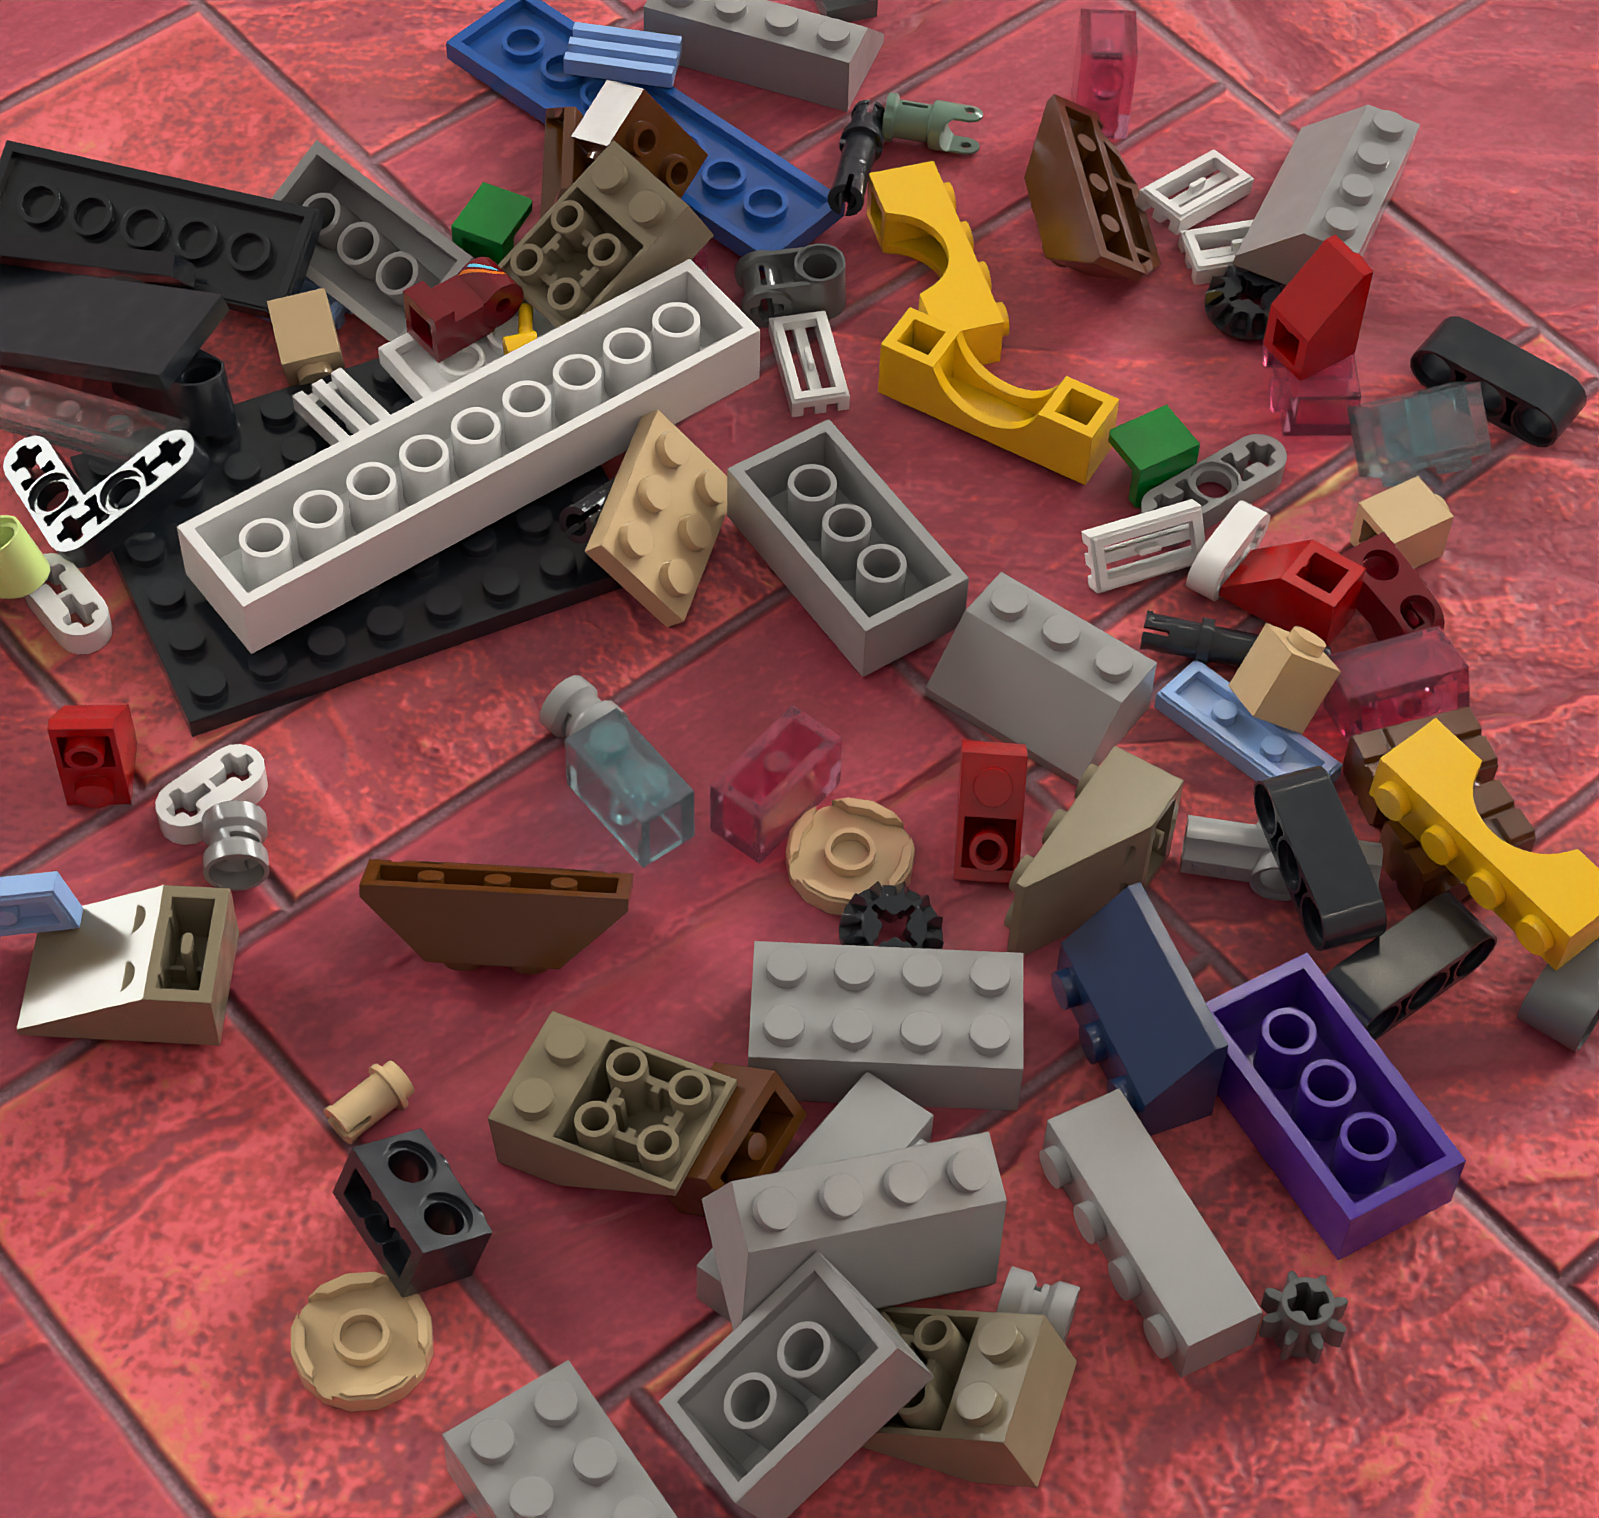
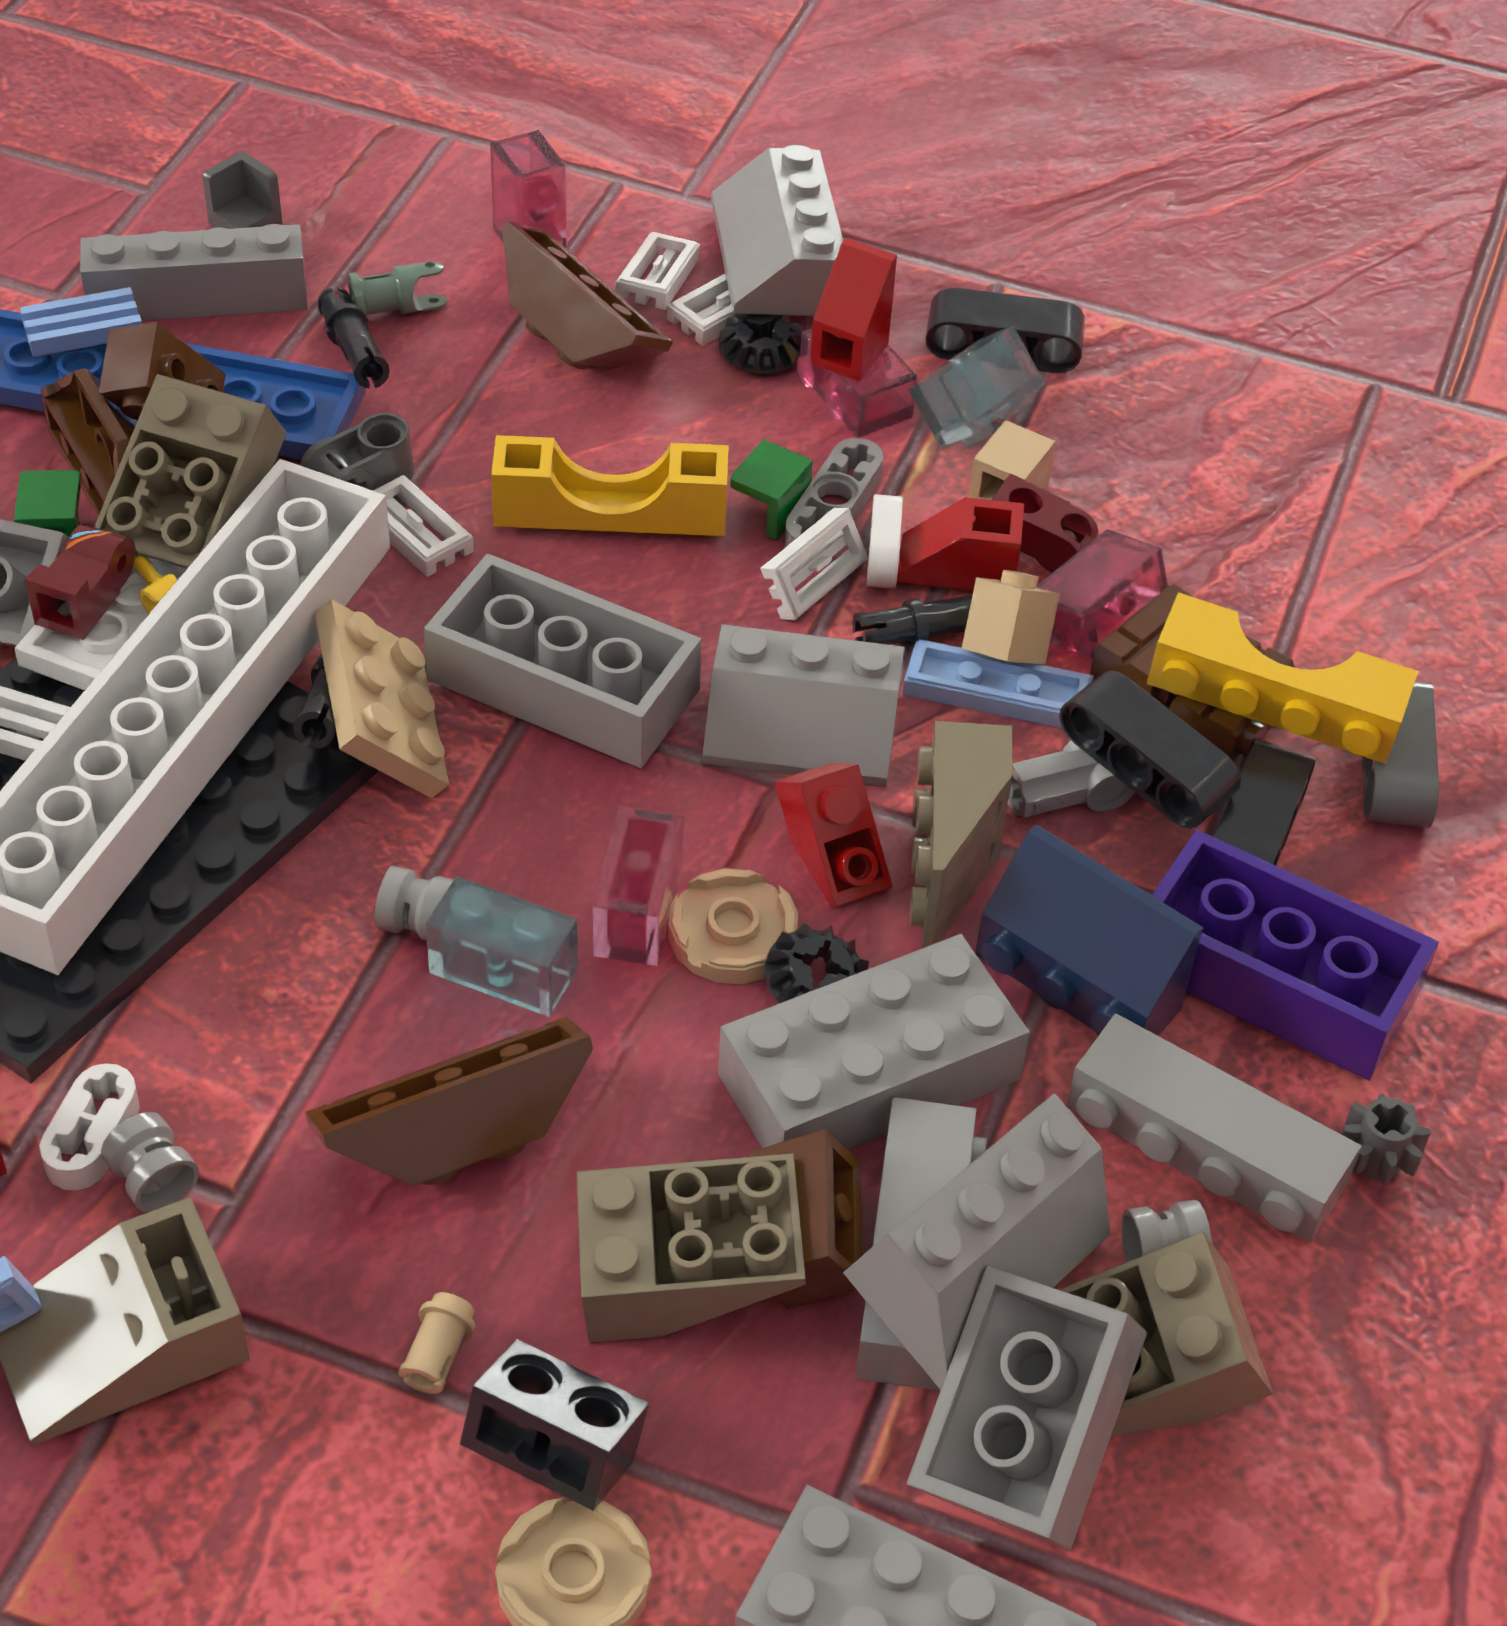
camera: 30 degrees left, 5 degrees down
(918, 219) = (441, 370): yellow arch -> none

